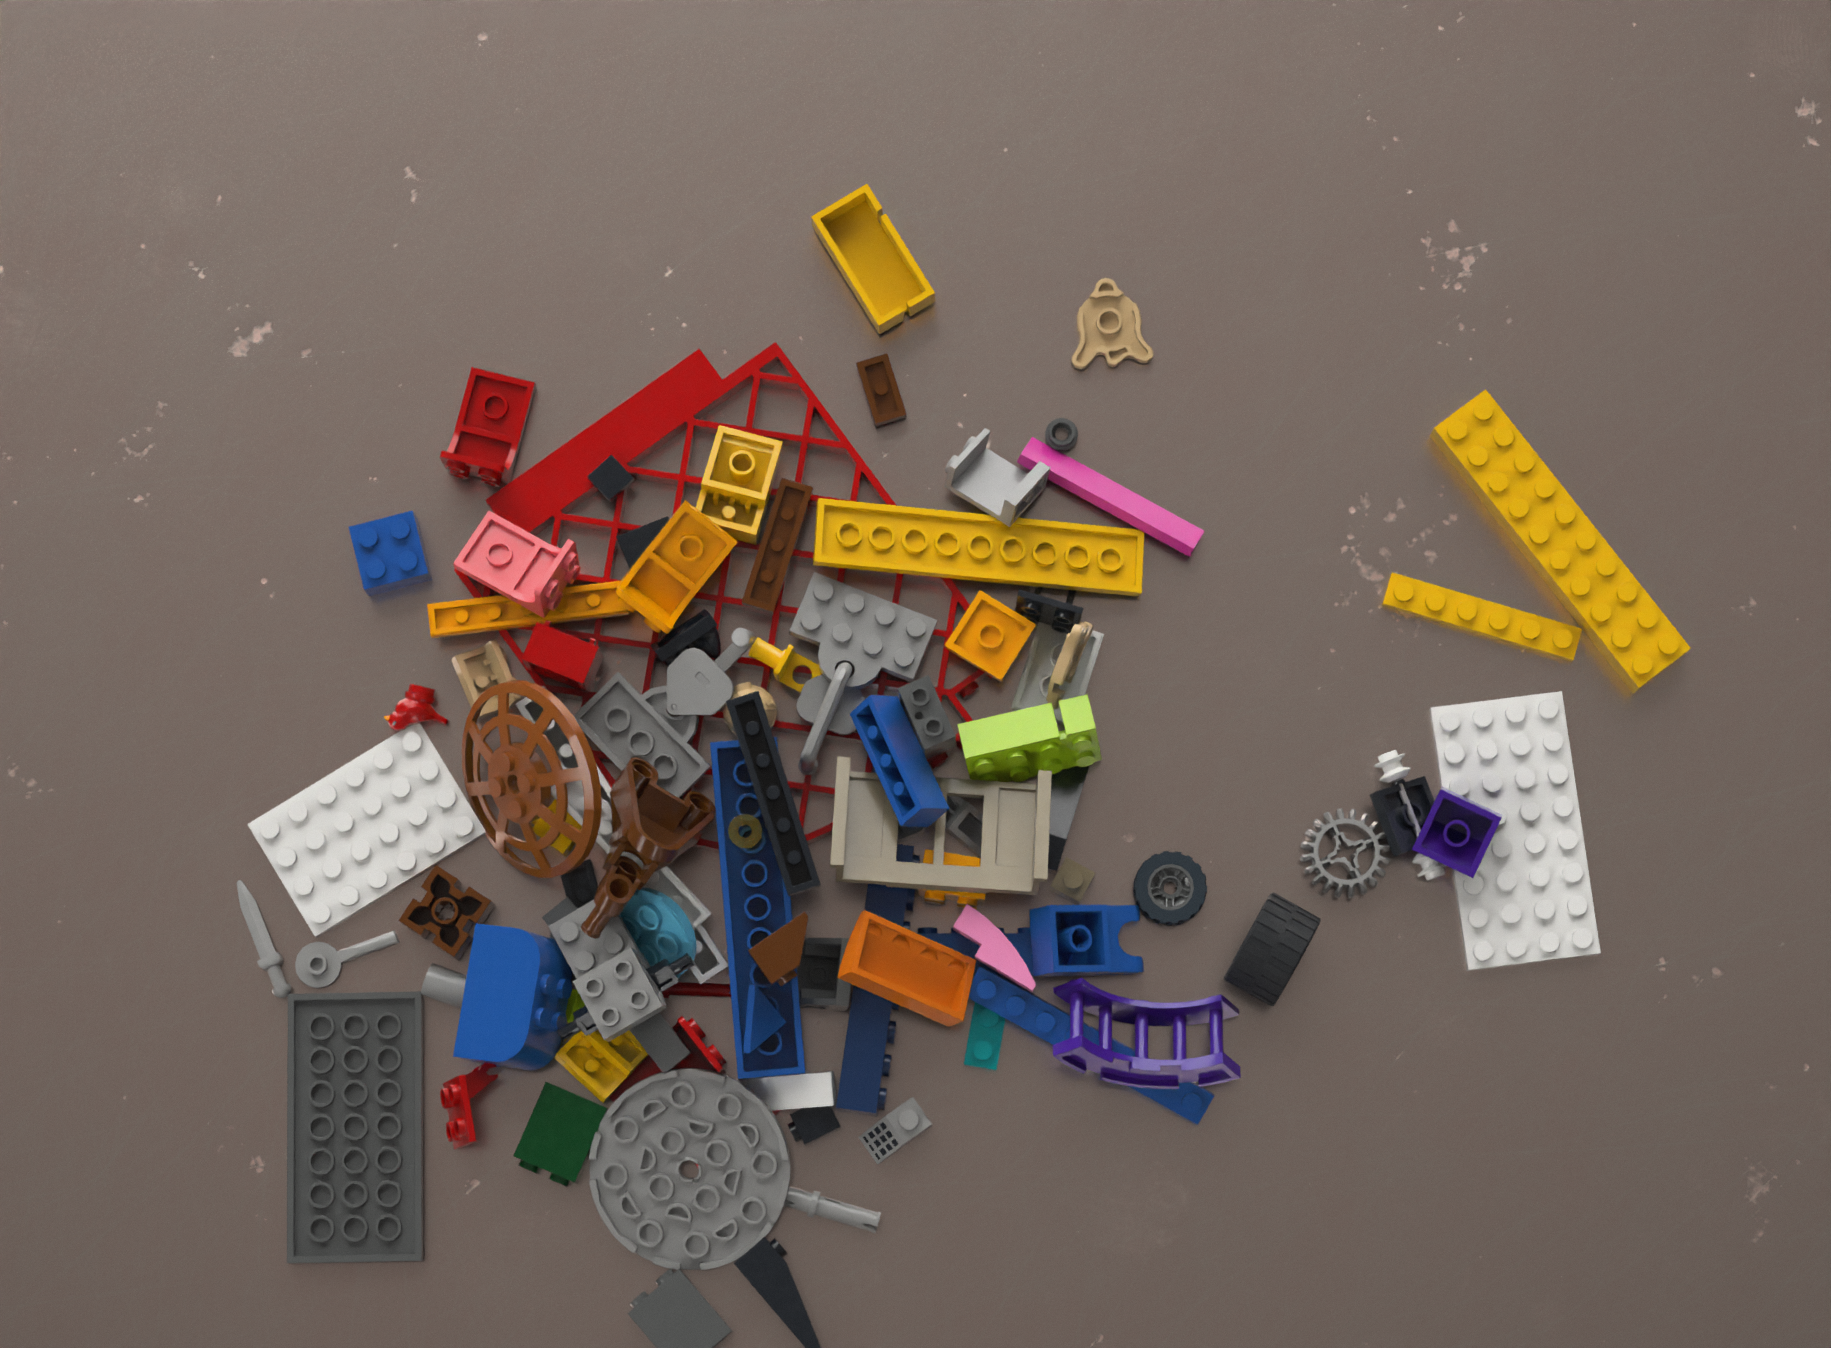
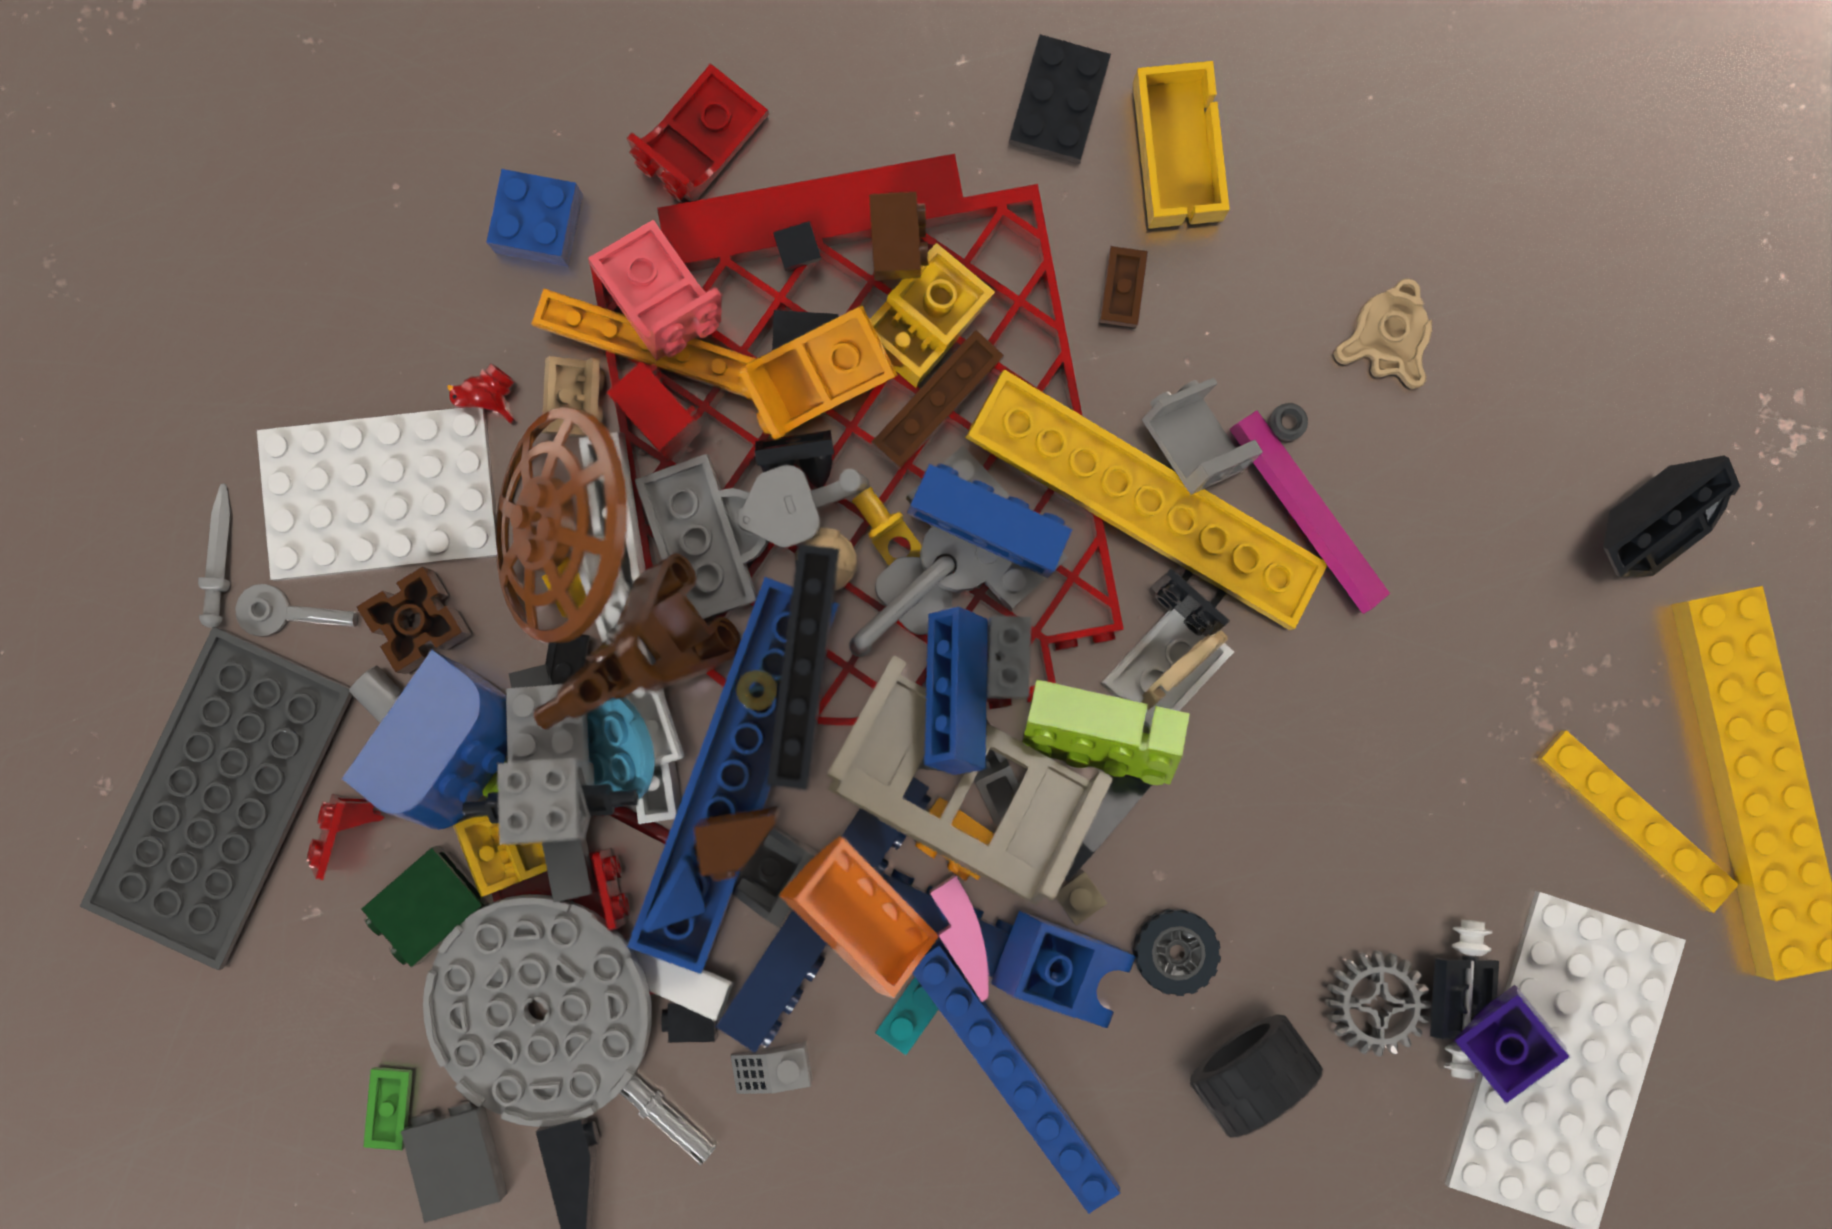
camera: 20 degrees right, 5 degrees up
(607, 1306) = (387, 1108): none -> bright green plate
(685, 434) = (896, 231): none -> reddish brown brick
(760, 265) = (1059, 98): none -> black plate
(862, 619) = (990, 520): none -> blue brick
(990, 635) = (1115, 600): light orange plate -> none
(1140, 1070) = (1056, 1136): dark purple fence -> none
(1390, 370) = (1668, 515): none -> black wedge

